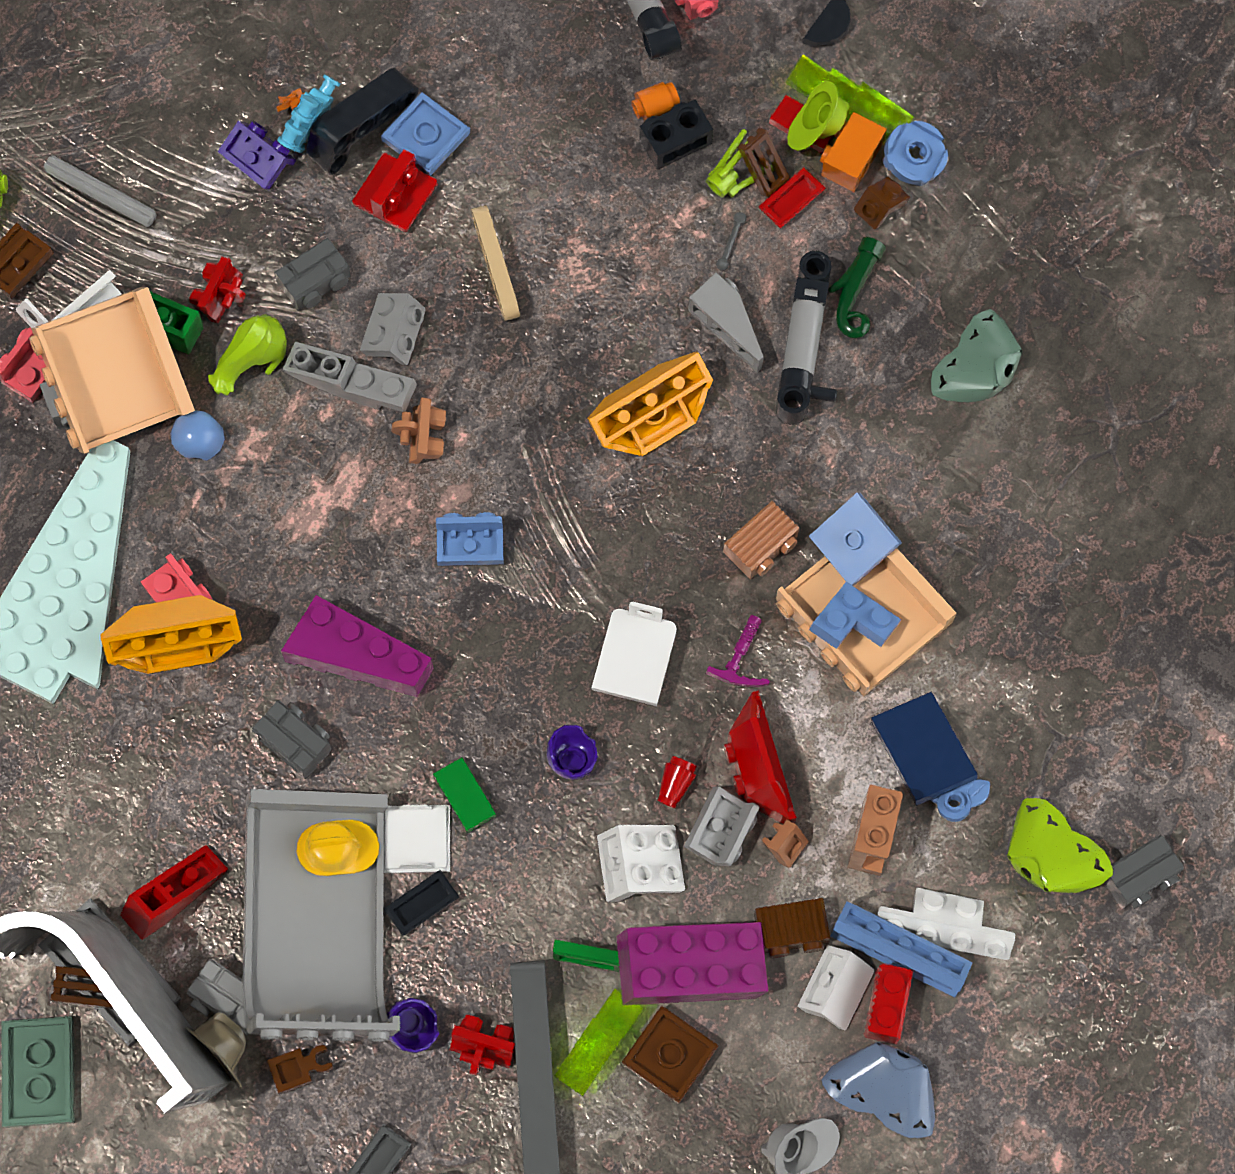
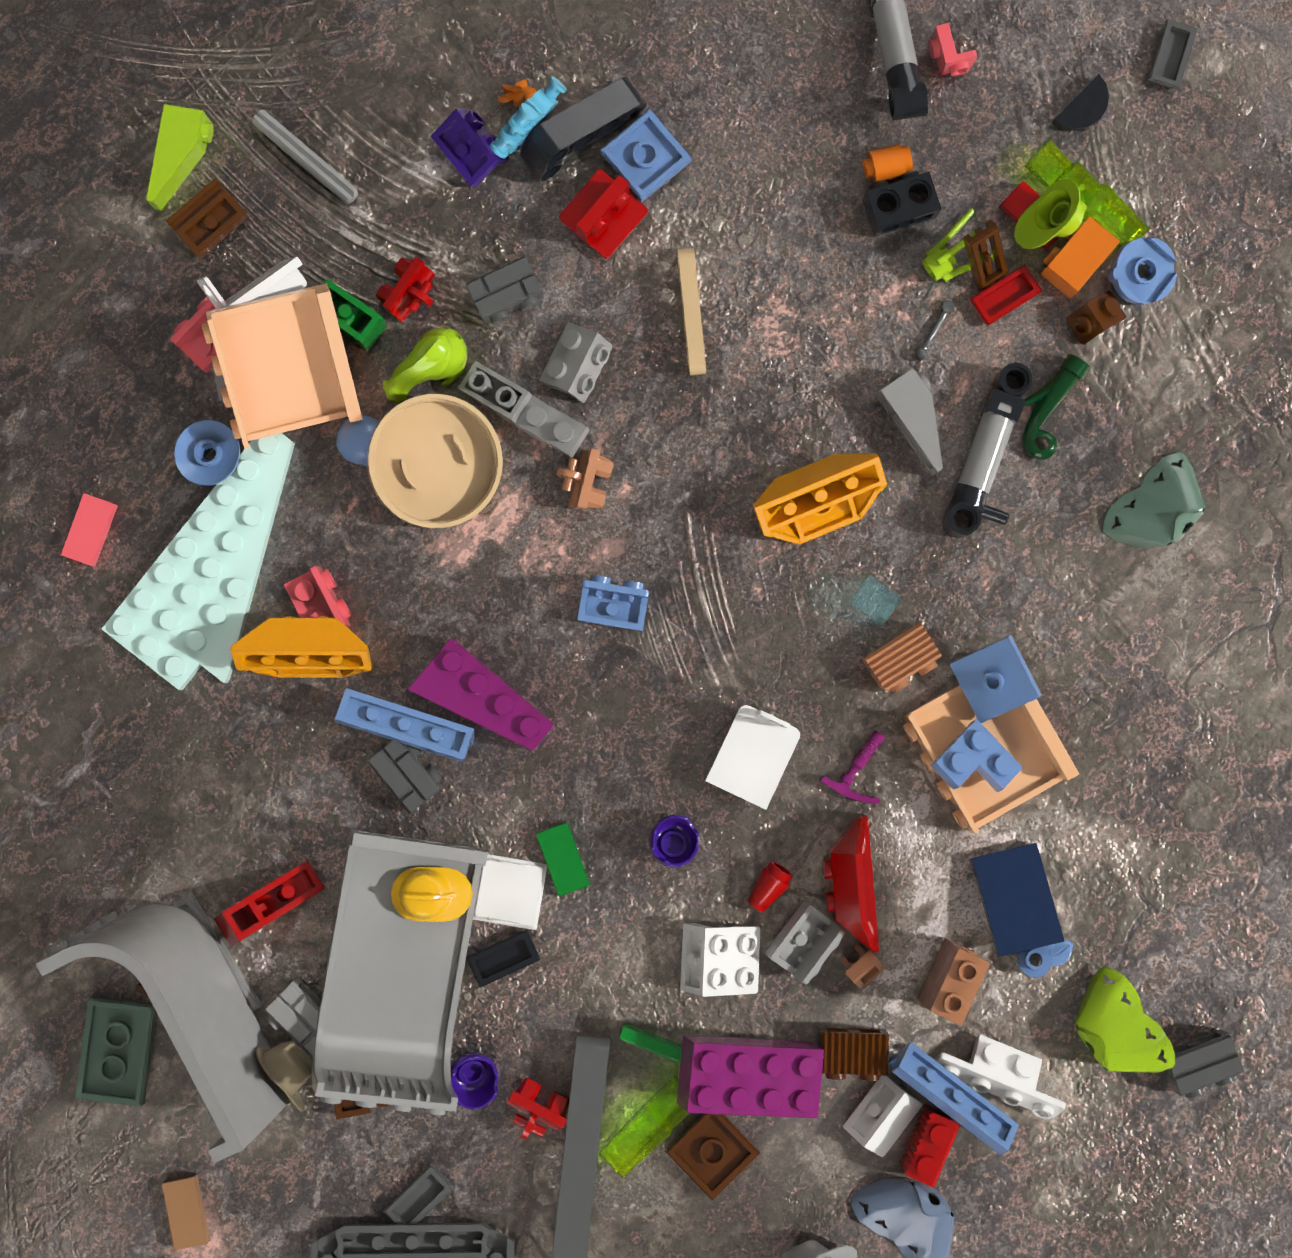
camera: 10 degrees right, 15 degrees up
(37, 462) = (194, 445): none -> medium blue dish
(271, 437) = (434, 461): none -> tan piece
(284, 686) = (405, 725): none -> medium blue fence
(725, 491) = (875, 601): none -> clear light blue panel

